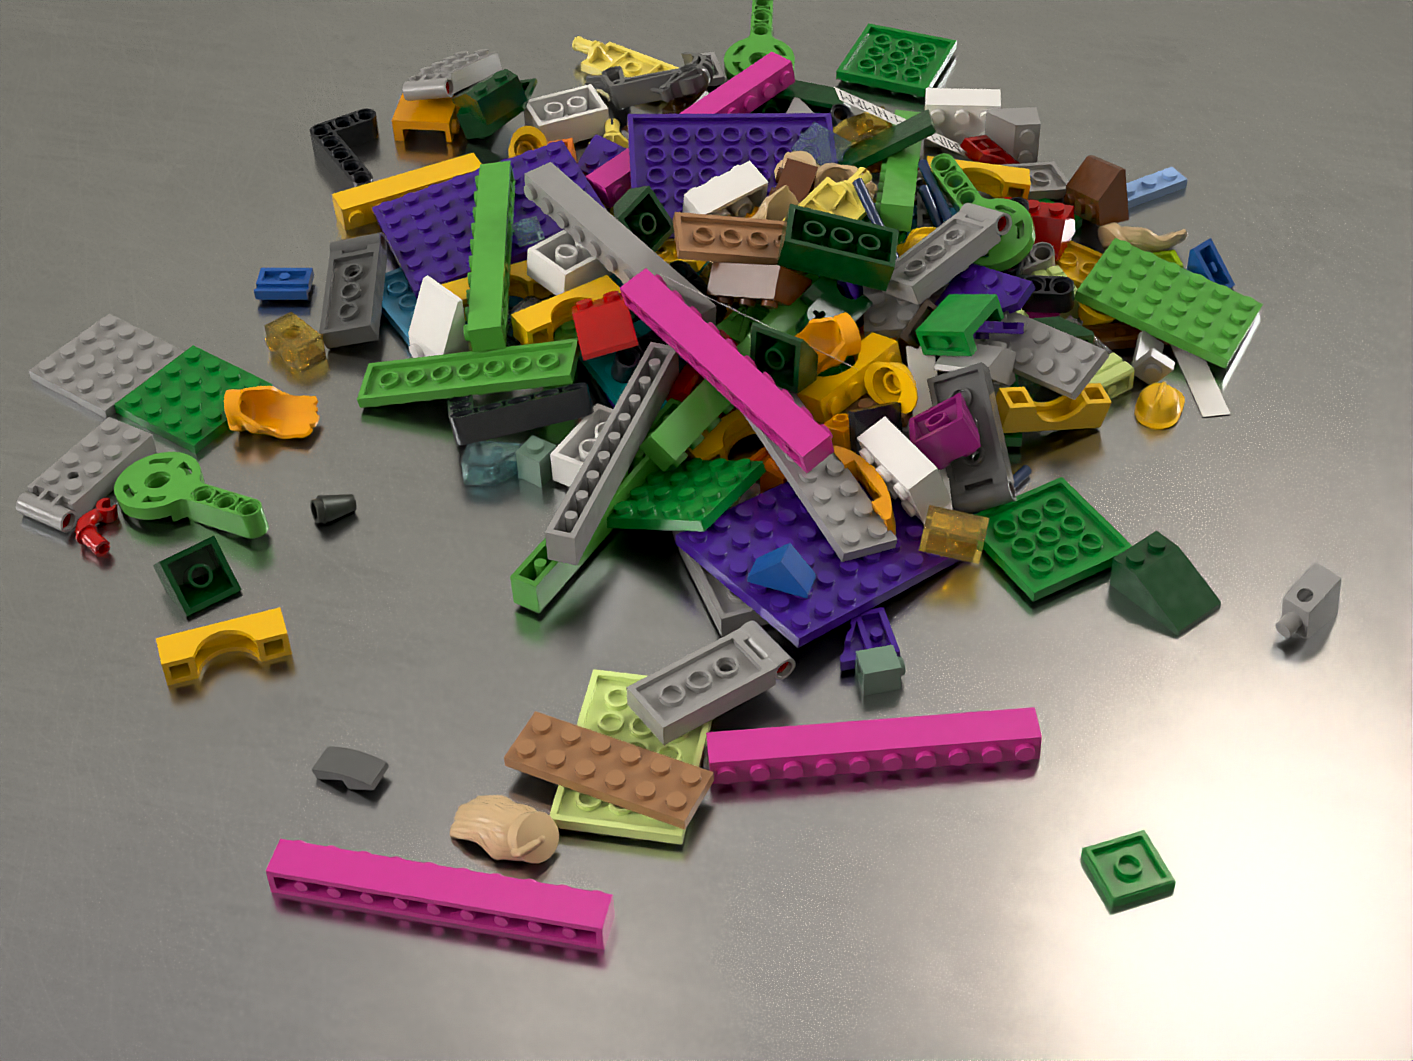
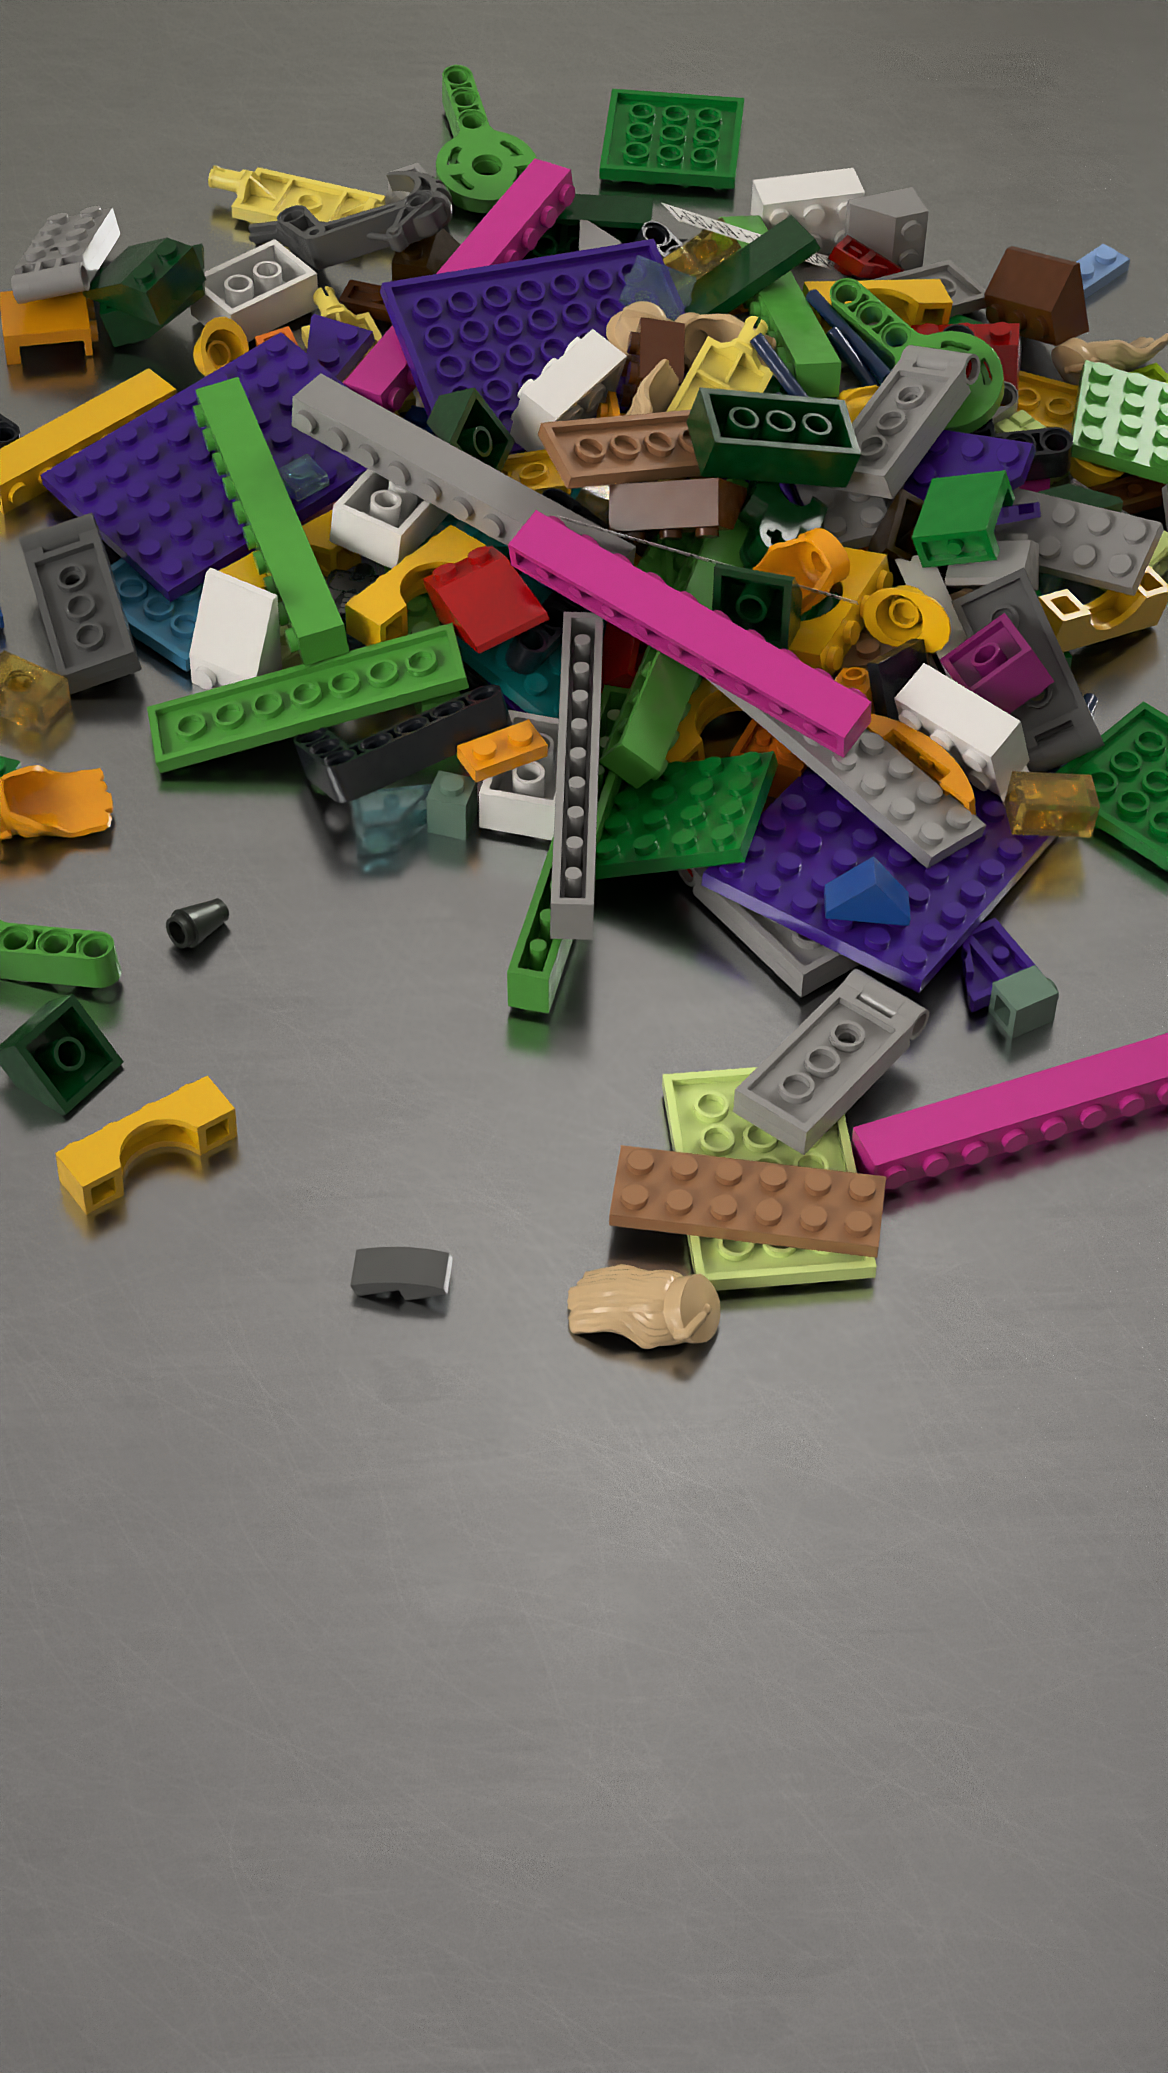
camera: 20 degrees left, 5 degrees up
(442, 893) = (602, 1407): dark pink brick -> none
(575, 428) = (502, 751): none -> light orange plate

